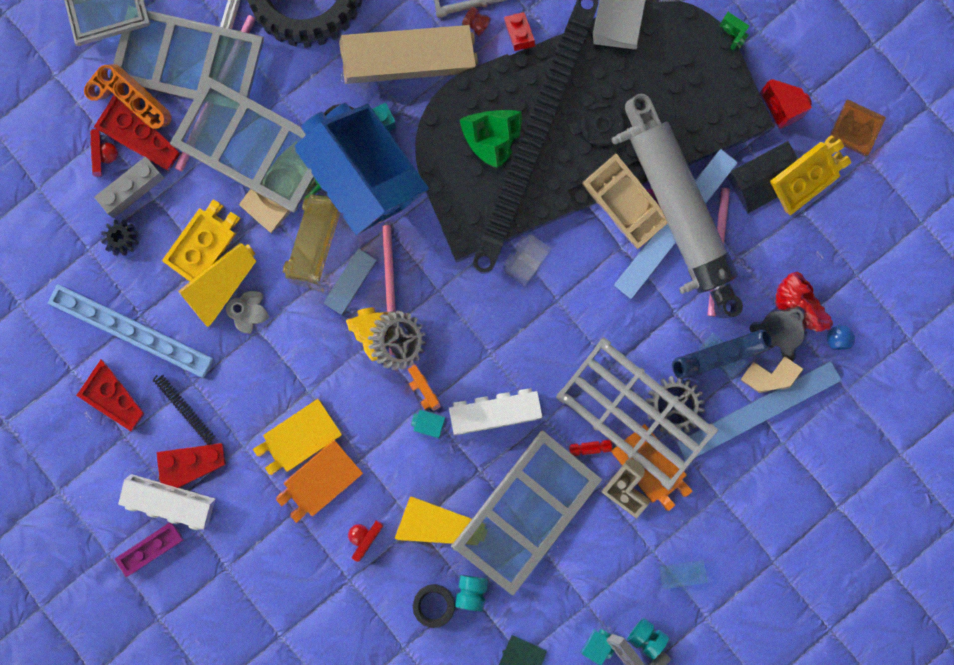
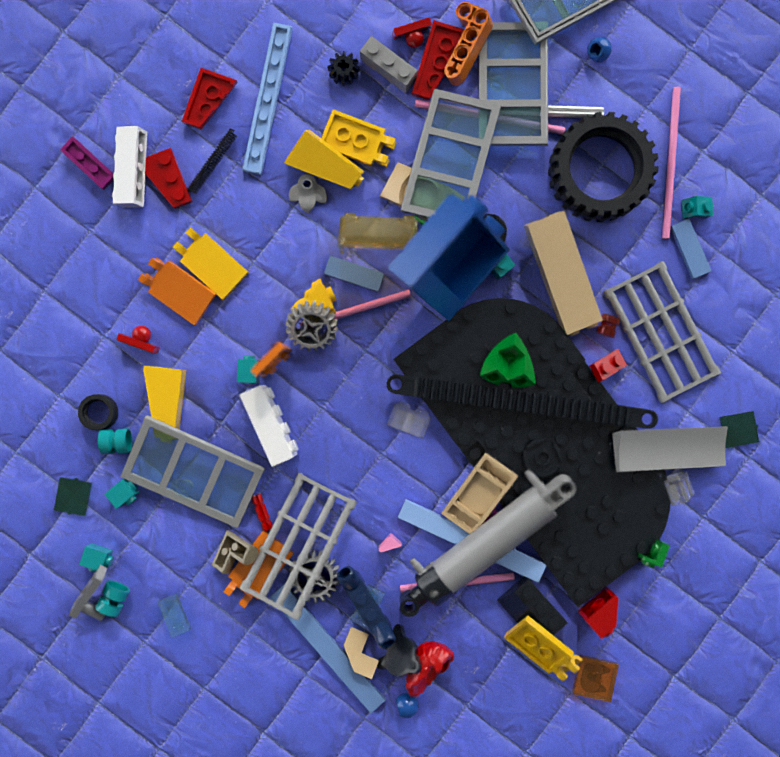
camera: 75 degrees right, 5 degrees up
(532, 598) = (122, 493): none -> teal brick
(658, 314) = (389, 543): none -> bright pink slope

